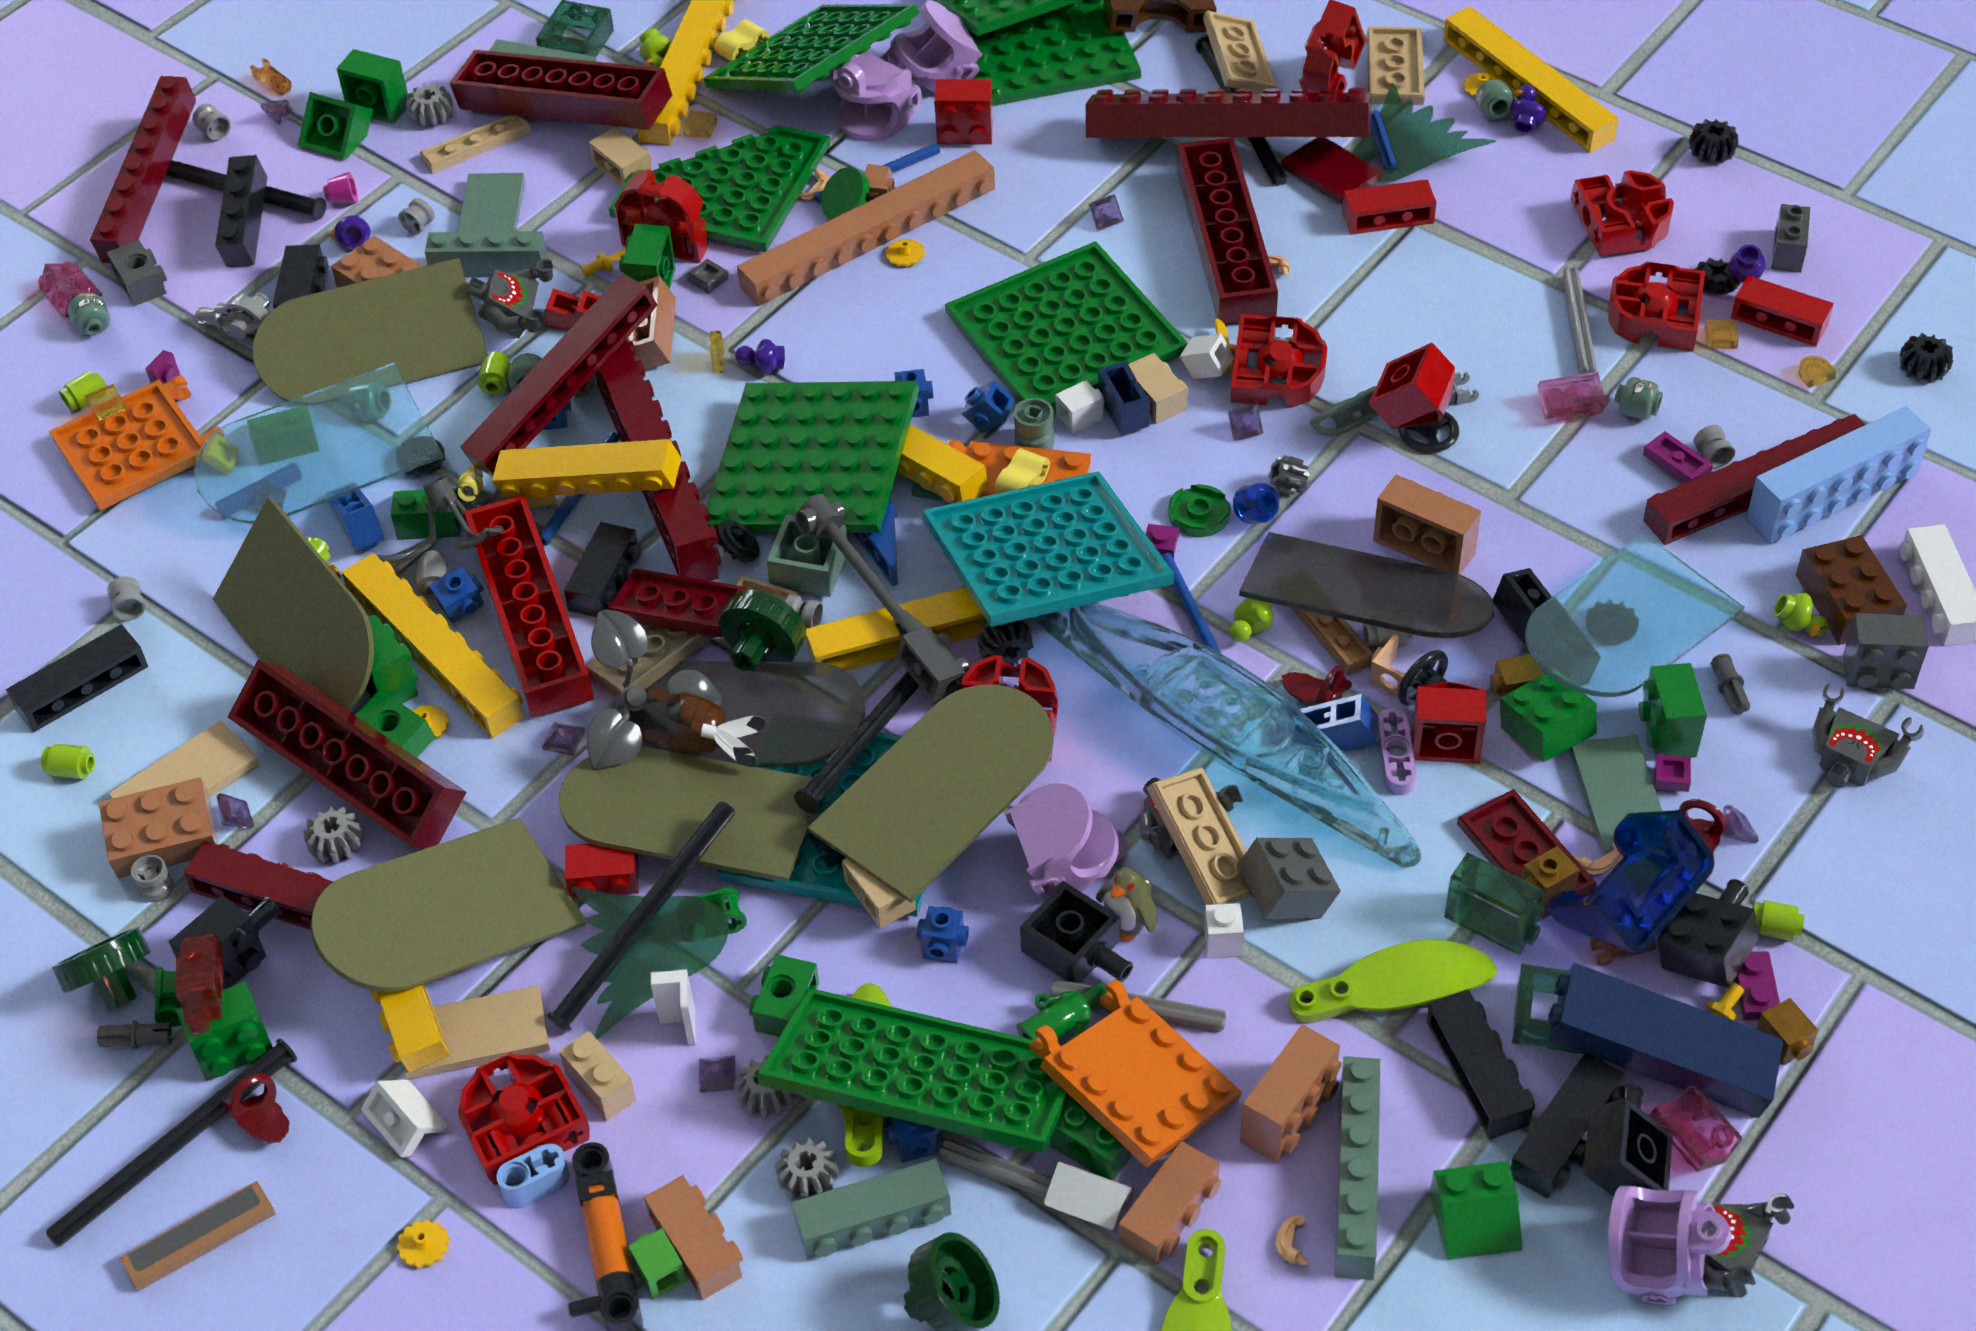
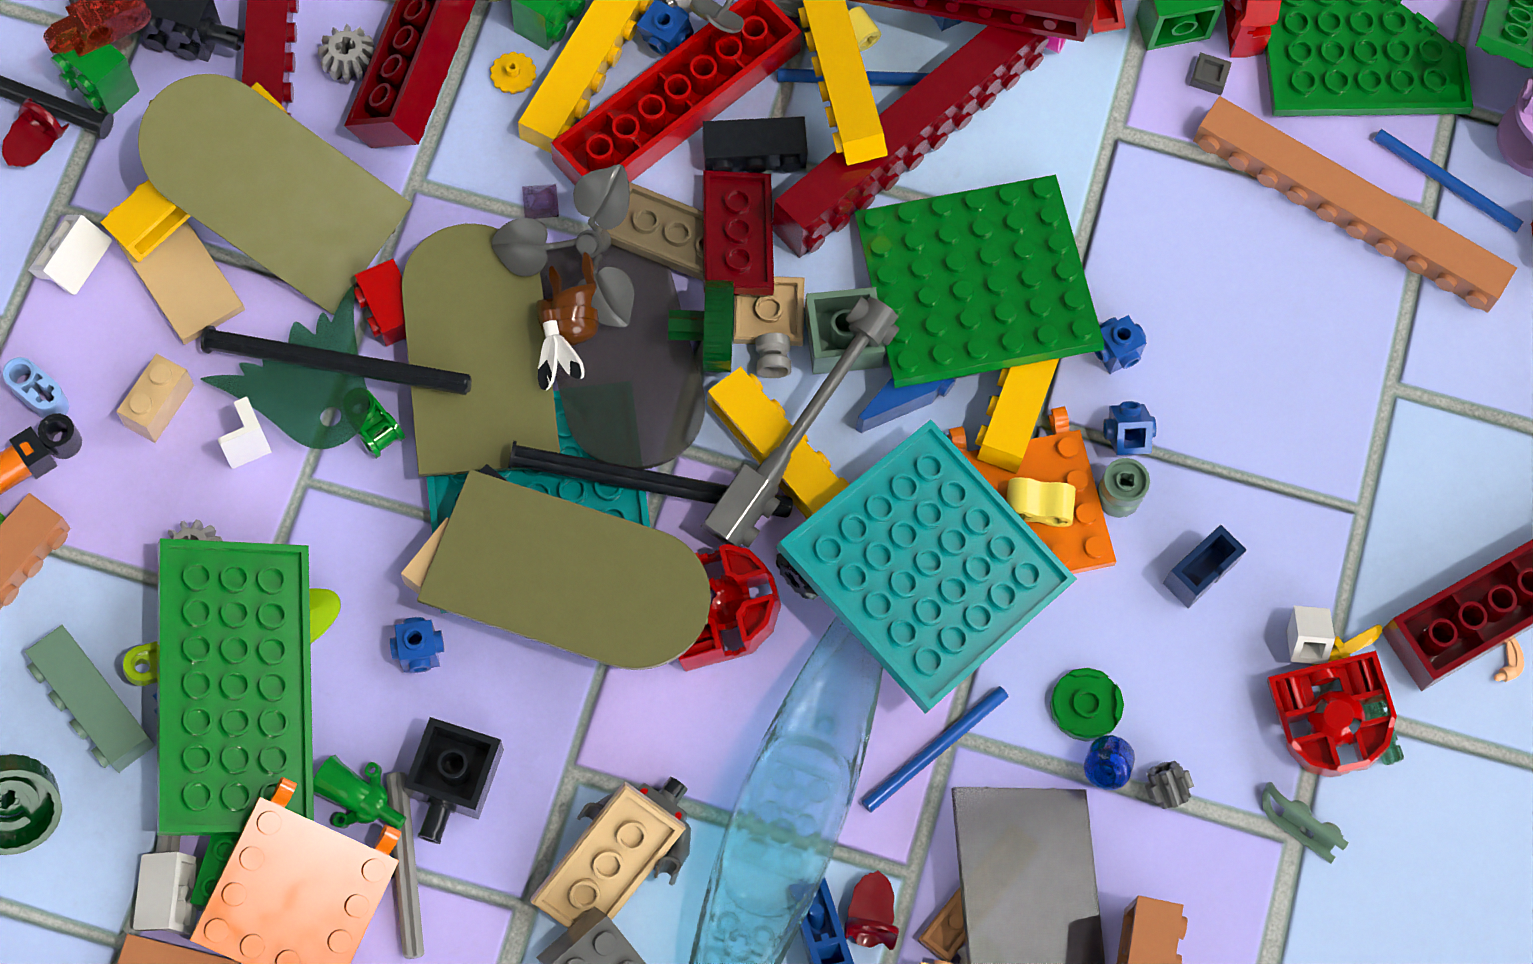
camera: 60 degrees right, 20 degrees up
(397, 723) = (486, 65): green brick -> none
(501, 1117) = (100, 312): red connector -> none
(655, 333) = (1106, 49): nougat brick -> none
(717, 352) = (1096, 128): clear yellow tile -> none
(717, 1073) = (203, 501): clear purple slope -> none
(729, 533) = (845, 268): black gear -> none
(766, 356) = (1108, 177): dark purple animal -> none
(784, 977) = (319, 533): green brick -> none
(815, 1159) = (106, 636): light grey gear -> none
(822, 179) = (1399, 130): light nougat piece -> none
(844, 192) = (1384, 159): green tile -> none
(879, 181) = (1421, 186): nougat brick -> none
(905, 252) = (1339, 257): yellow piece -> none
(1063, 324) = (1294, 468): green plate -> none
(1064, 838) = (553, 723): lavender animal -> none
(1079, 406) = (1179, 525): white brick -> none
(1106, 212) = (1497, 445): clear purple slope -> none
(1131, 899) = (505, 812): olive animal -> none
(1161, 386) = (1242, 595): tan brick -> none
(1163, 538) = (1024, 678): magenta plate -> none
(1224, 930) = (515, 919): white brick -> none
(1245, 422) = (1234, 710): clear purple slope -> none
(1250, 618) = (925, 806): lime animal -> none
(1416, 396) = (1333, 891): red piece -> none
(1462, 396) = (1385, 938): light grey piece -> none

